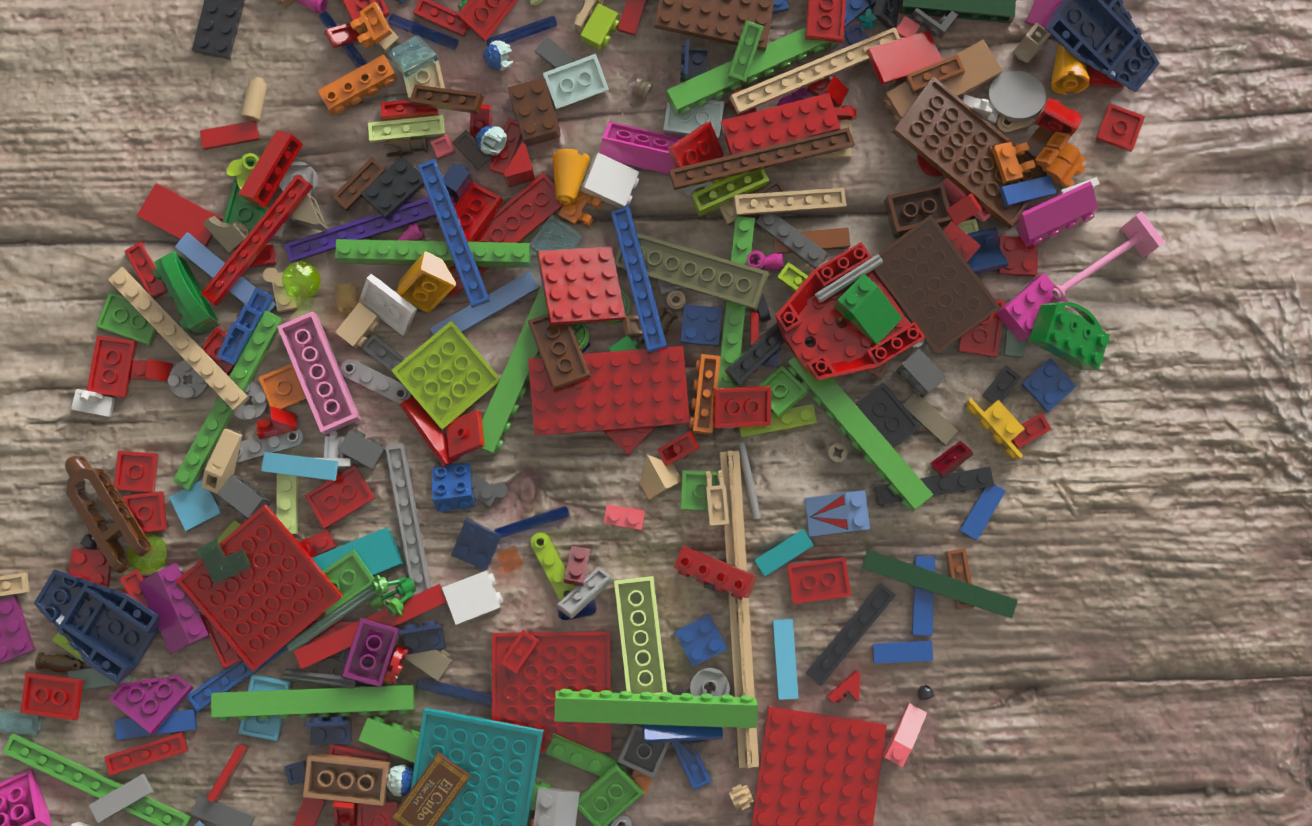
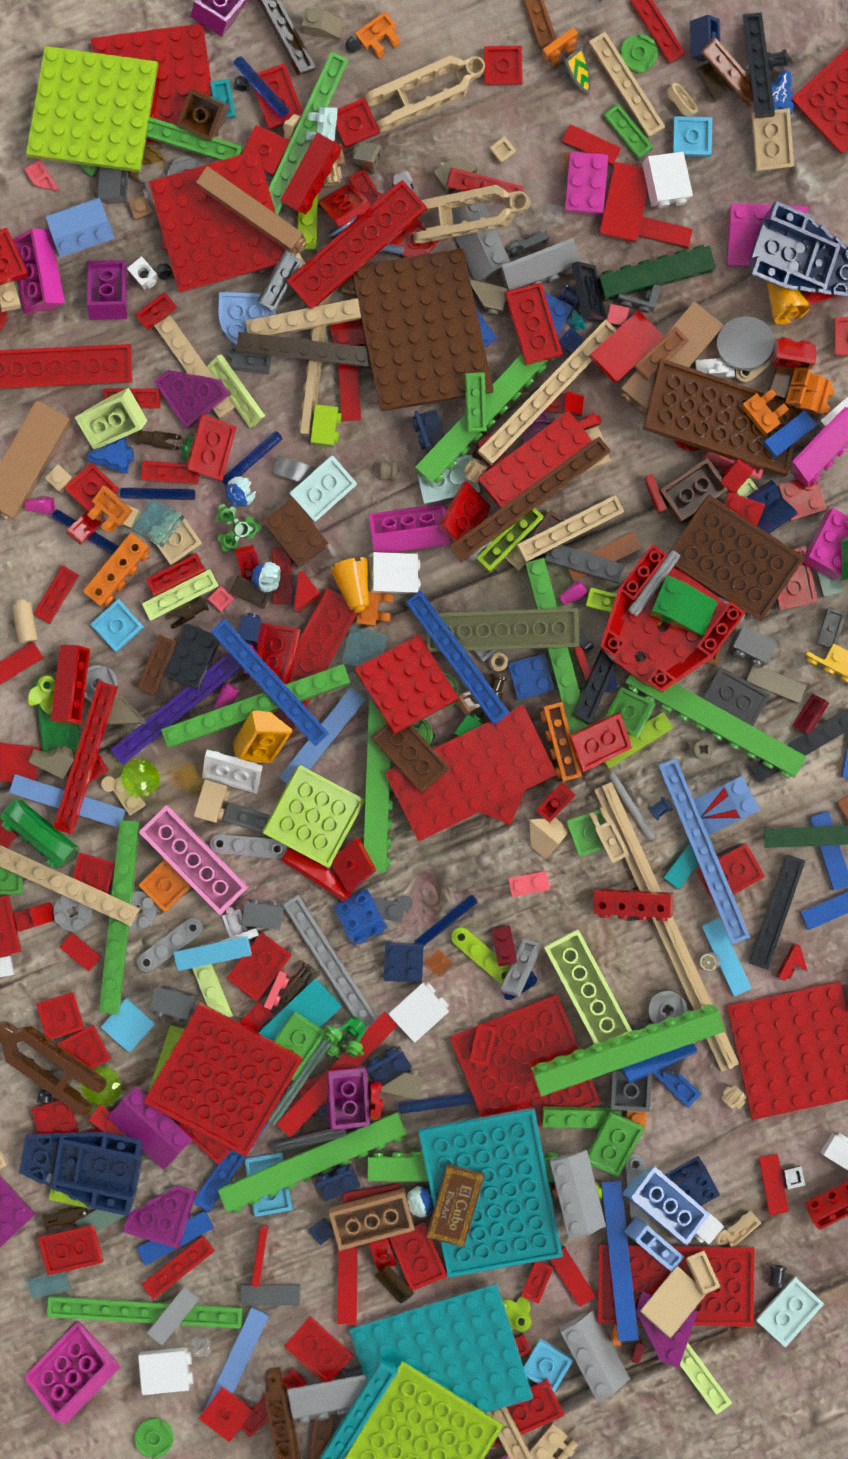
camera: 20 degrees left, 5 degrees up
(180, 419) = (80, 952): none -> red tile
(218, 565) = (181, 1074): clear green plate -> none
(222, 461) = (140, 981): tan slope -> none
(244, 327) = (107, 842): blue slope -> none
(279, 423) = (175, 920): red slope -> none
(294, 87) = (56, 594): none -> red tile
(338, 135) = (117, 625): none -> medium azure tile
(340, 531) = (273, 998): none -> coral plate
(369, 525) = (298, 982): none -> dark brown piece
(446, 99) = (209, 554): reddish brown plate -> none
(484, 85) = (239, 529): none -> bright green plant
(701, 640) = (642, 970): blue plate -> none
(721, 113) = (474, 470): none -> tan gear
(753, 258) = (557, 600): dark pink cone -> none
(767, 656) = (709, 961): none -> light grey tile
(775, 493) = (660, 808): none -> dark blue bush
(801, 549) = (704, 851): none -> medium blue plate
(881, 209) = (655, 494): none -> red tile
(1031, 43) = (740, 286): dark tan slope -> none

